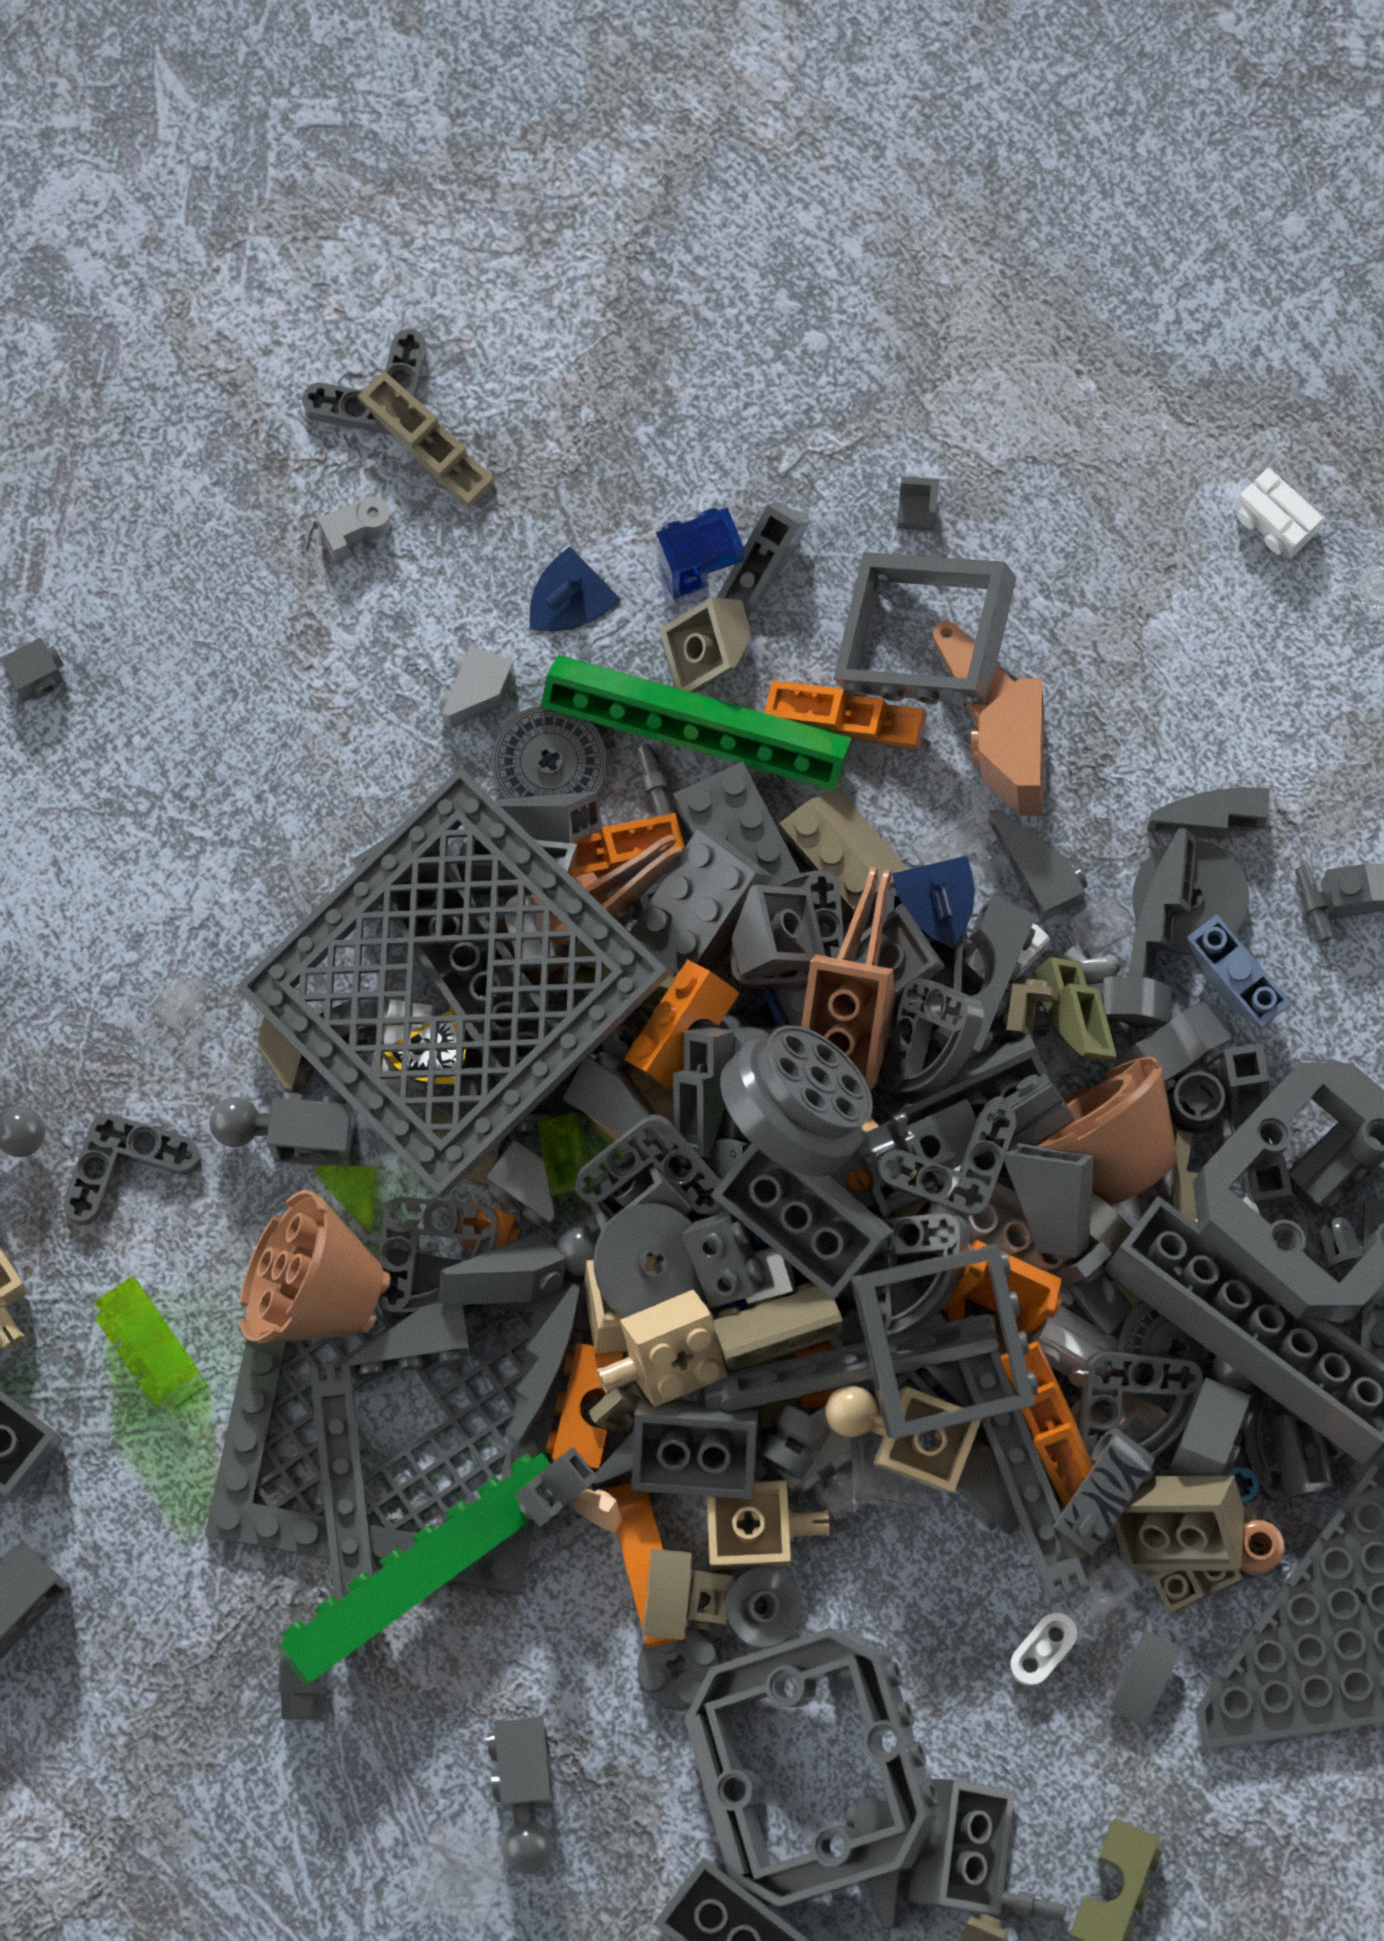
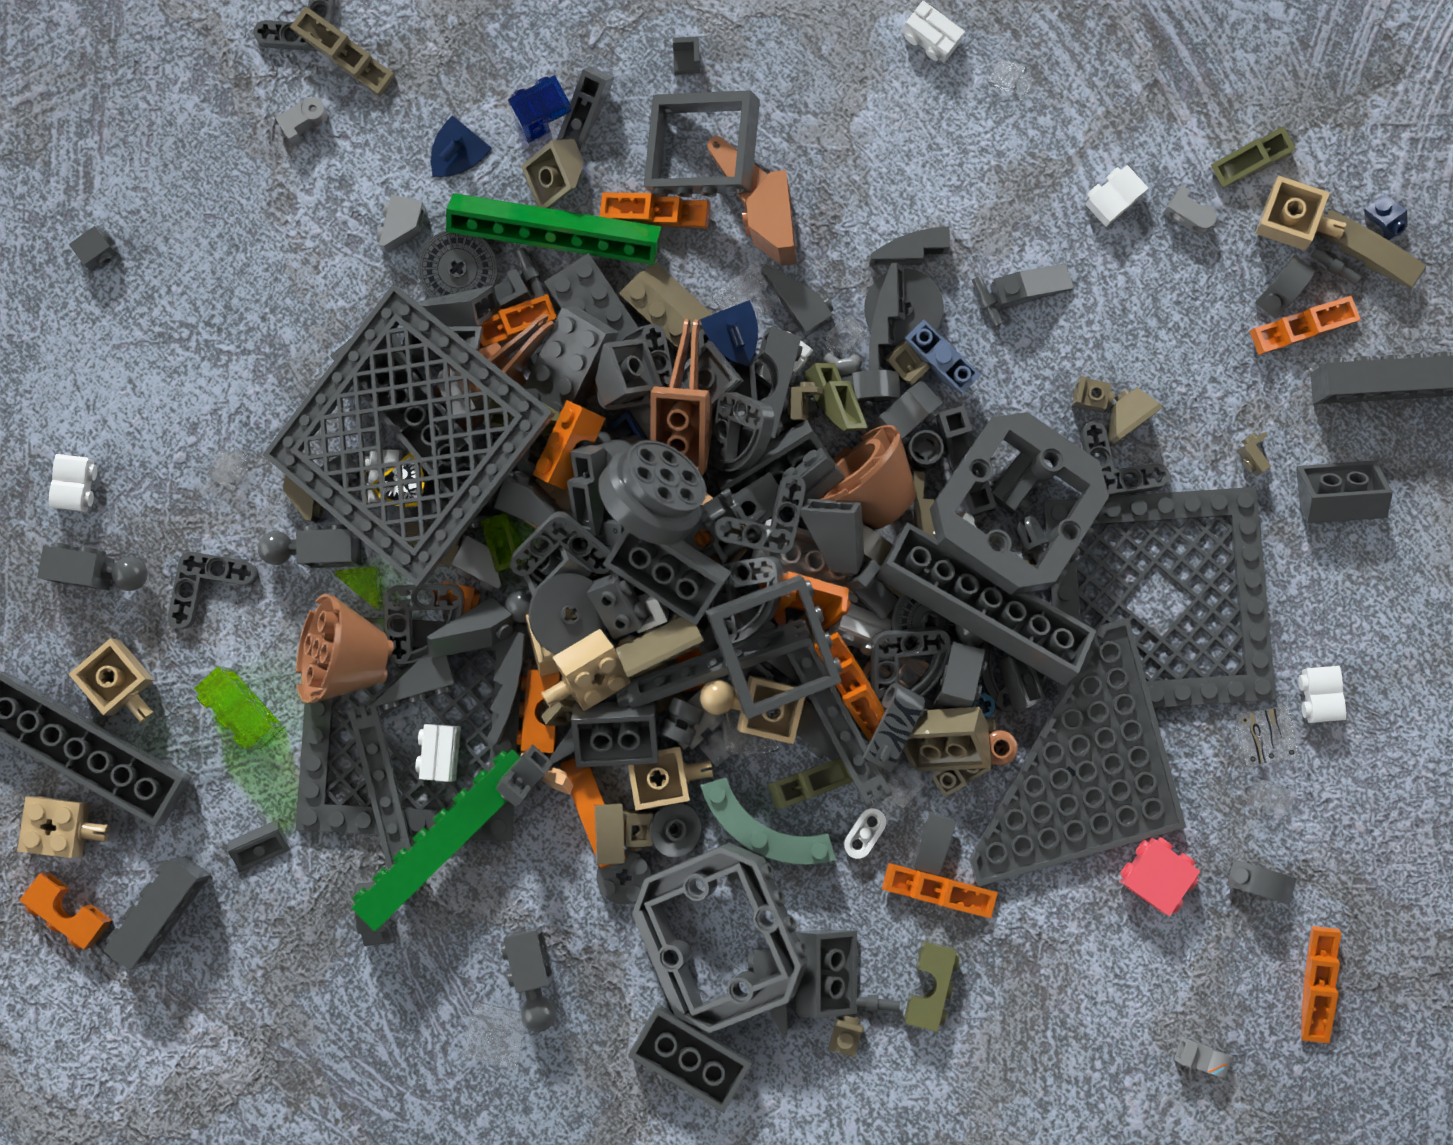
camera: 10 degrees left, 10 degrees up
(146, 1553) = (258, 846): none -> dark grey slope
(431, 1446) = (438, 752): none -> white brick
(623, 802) = (511, 290): none -> dark grey panel
(870, 1620) = (760, 838): none -> sand green brick
(970, 1565) = (809, 783): none -> olive slope
(1145, 1749) = (939, 890): none -> orange slope
(1186, 976) = (907, 363): none -> dark tan bracket

